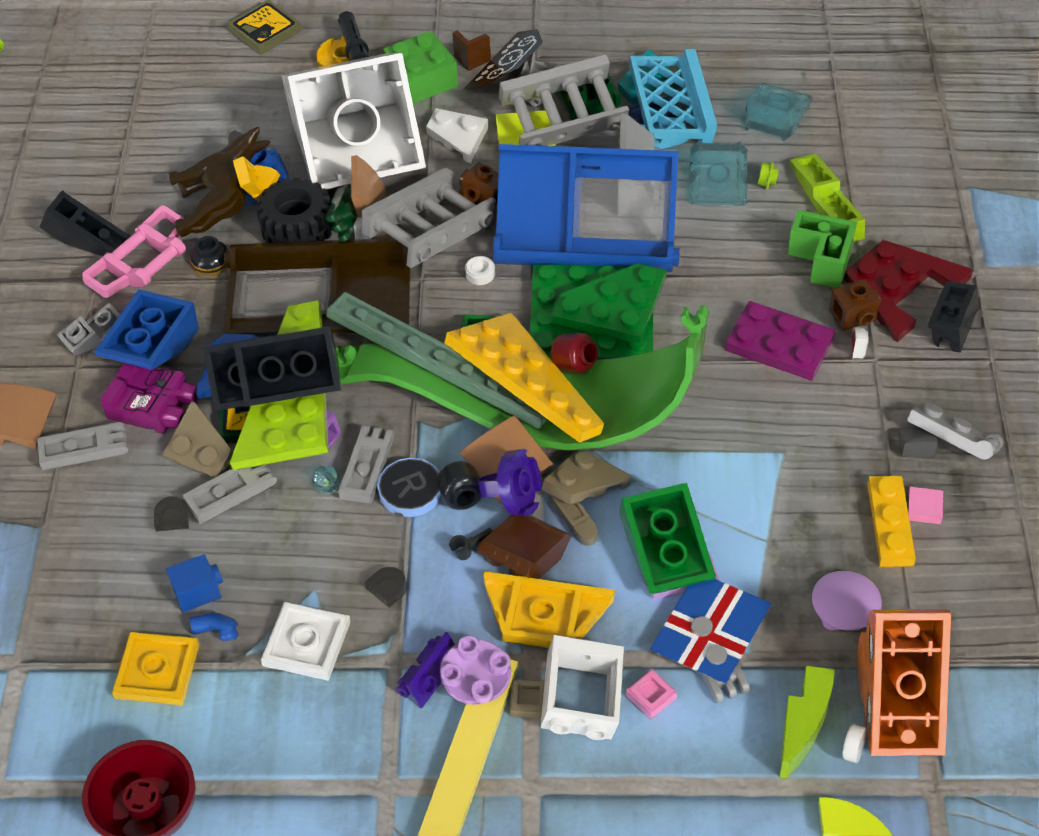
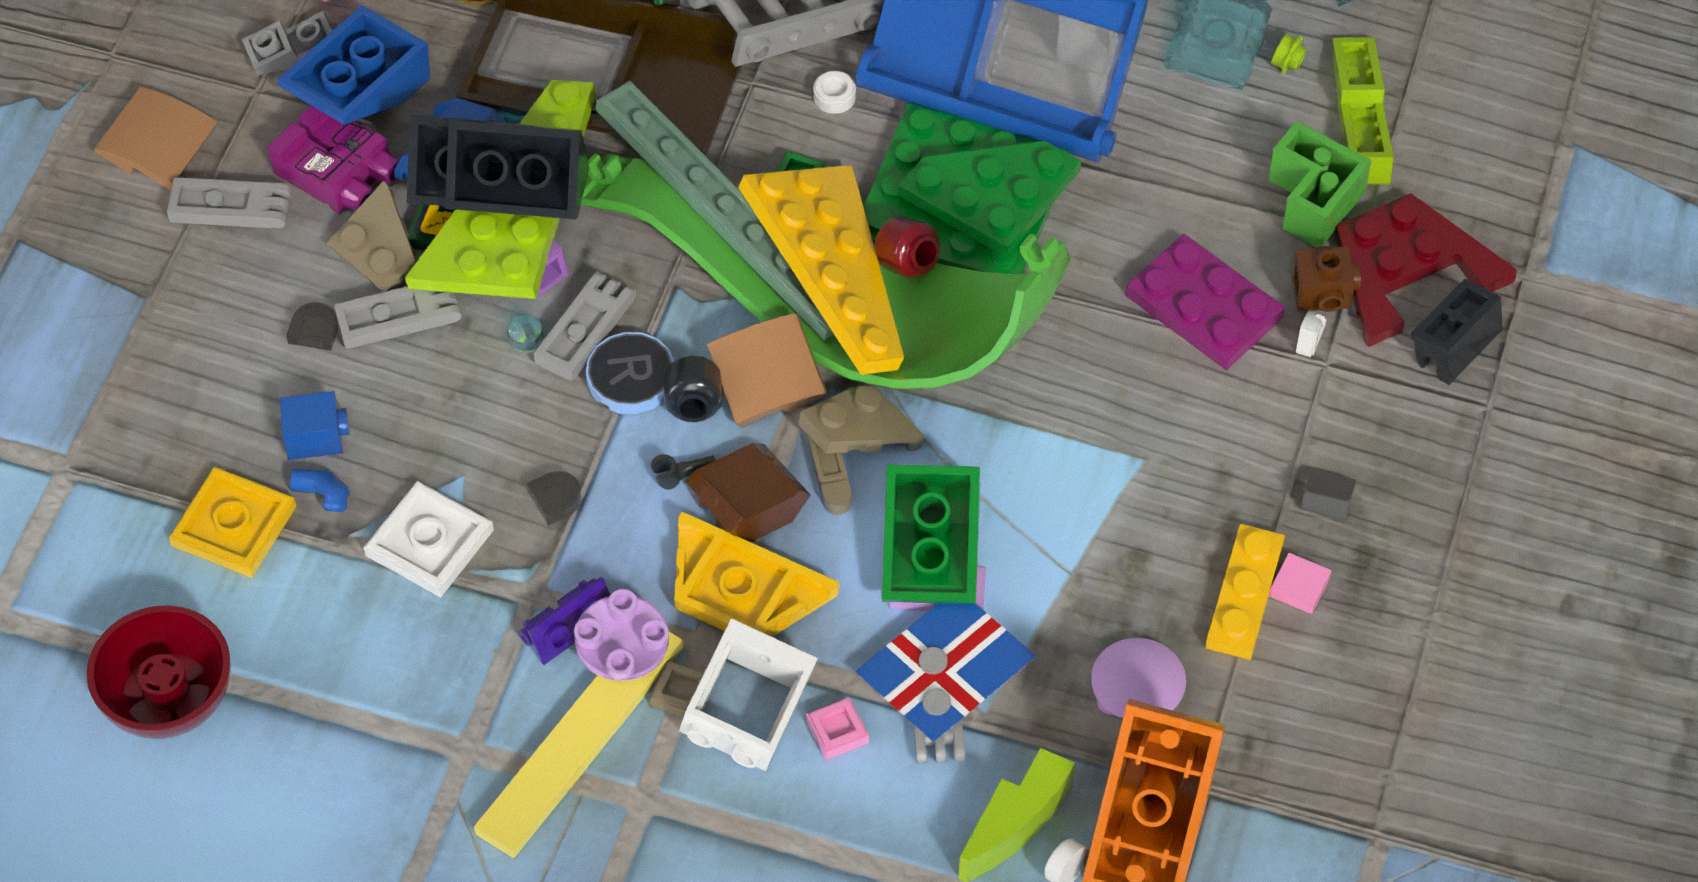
camera: 15 degrees right, 5 degrees up
(514, 483) = (759, 406): dark purple tile -> none
(955, 431) = (1384, 493): light grey plate -> none

